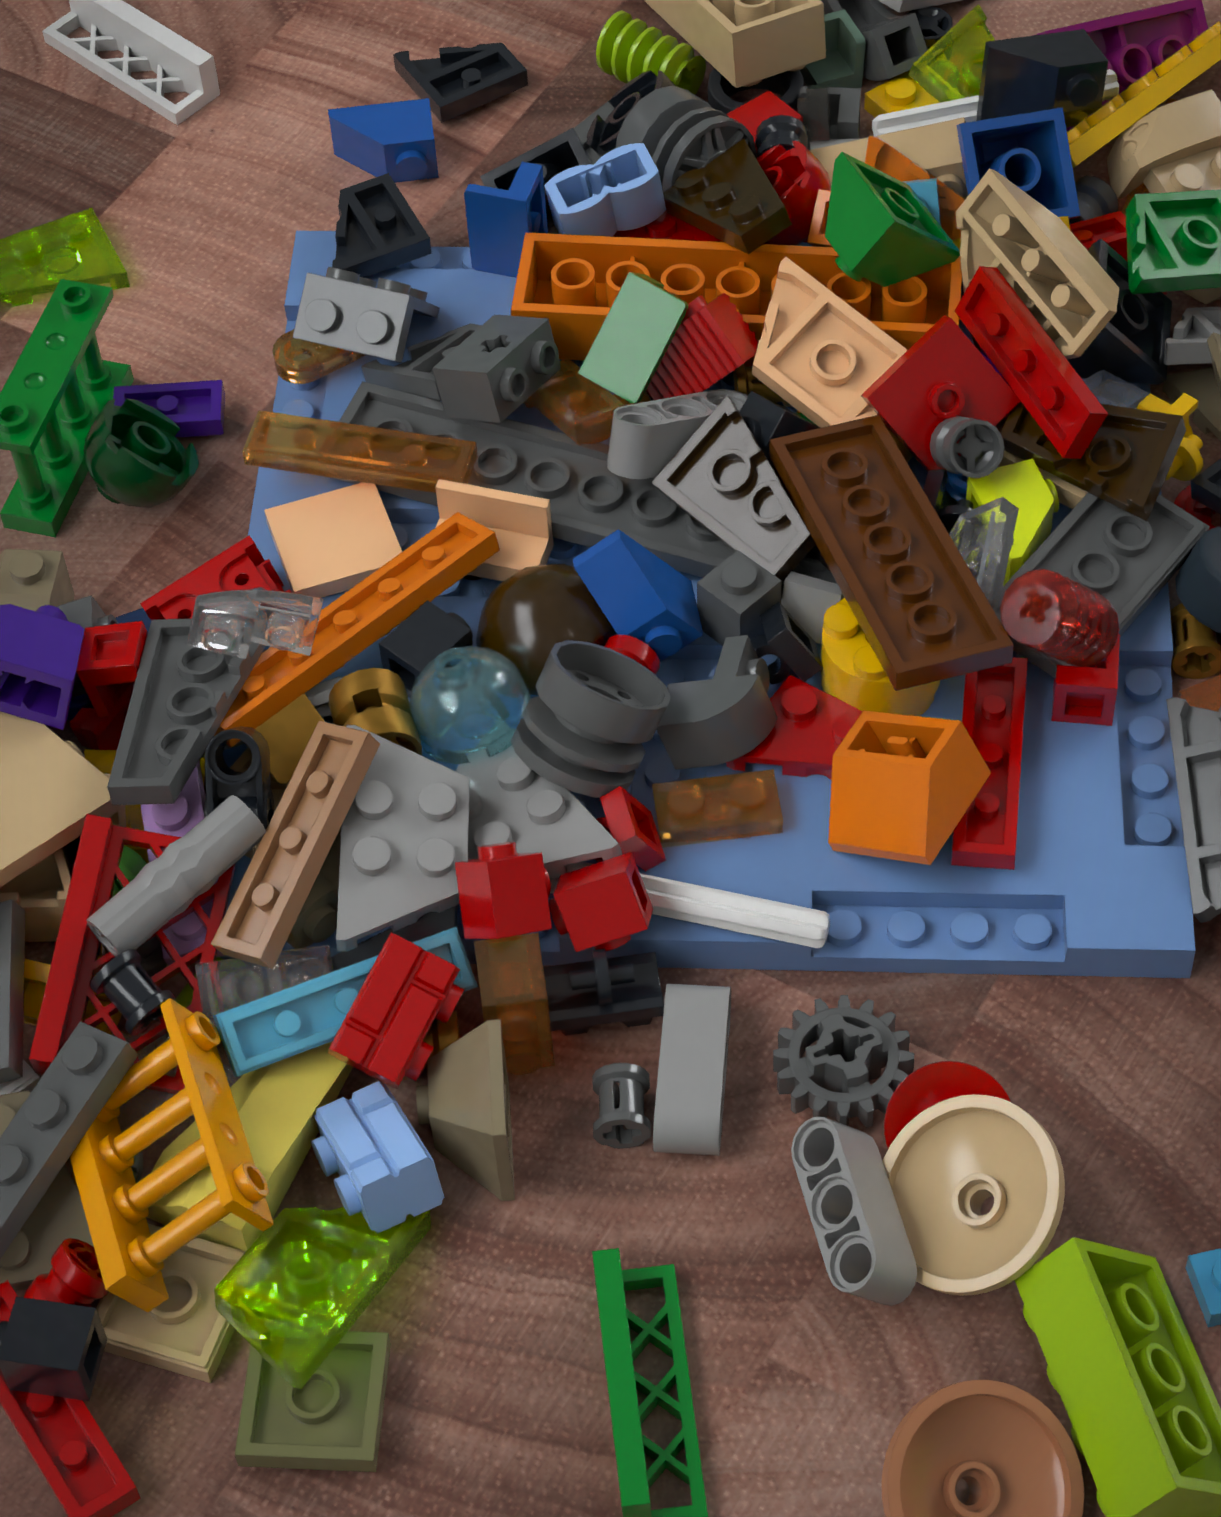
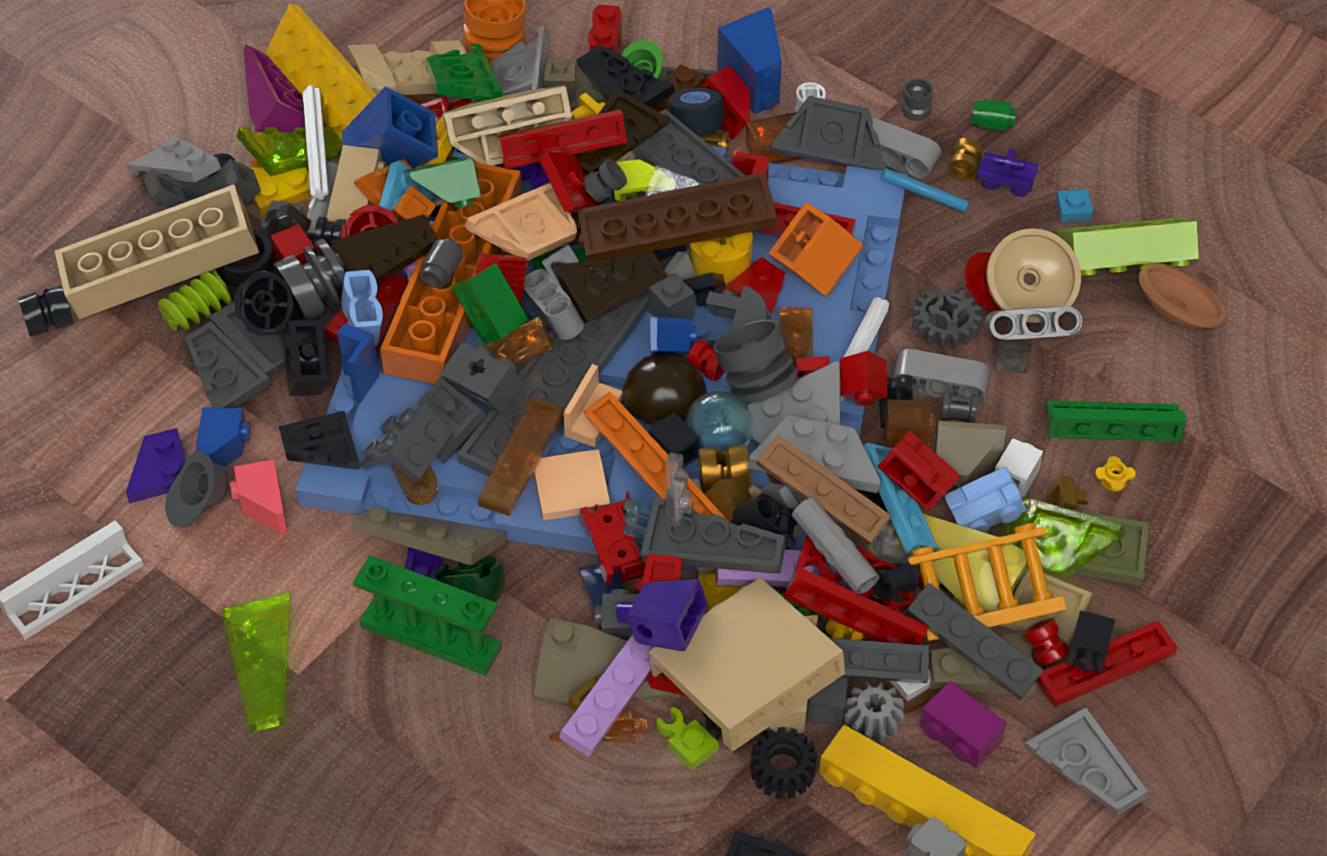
camera: 85 degrees left, 0 degrees up
(223, 404) = (435, 536): none -> dark tan wing
(291, 199) = (260, 493): none -> coral slope
(297, 137) = (195, 488): none -> dark grey piece
(340, 88) = (156, 466): none -> dark purple wing
(417, 1301) = (1065, 495): none -> pearl gold tile
(462, 77) = (168, 401): black wing -> none
(485, 1216) = (1022, 463): none -> white brick
(503, 893) = (863, 410): red brick -> none
(508, 1418) = (1113, 481): none -> yellow plate
(531, 119) = (223, 368): none -> dark grey wing
(701, 257) = (441, 263): none -> dark grey brick
(770, 1187) = (1013, 356): none -> clear smoke plate
(1042, 75) = (331, 104): black slope -> none
(1060, 618) = (742, 157): clear red piece -> none
(1162, 985) = (924, 190): none -> dark azure bar

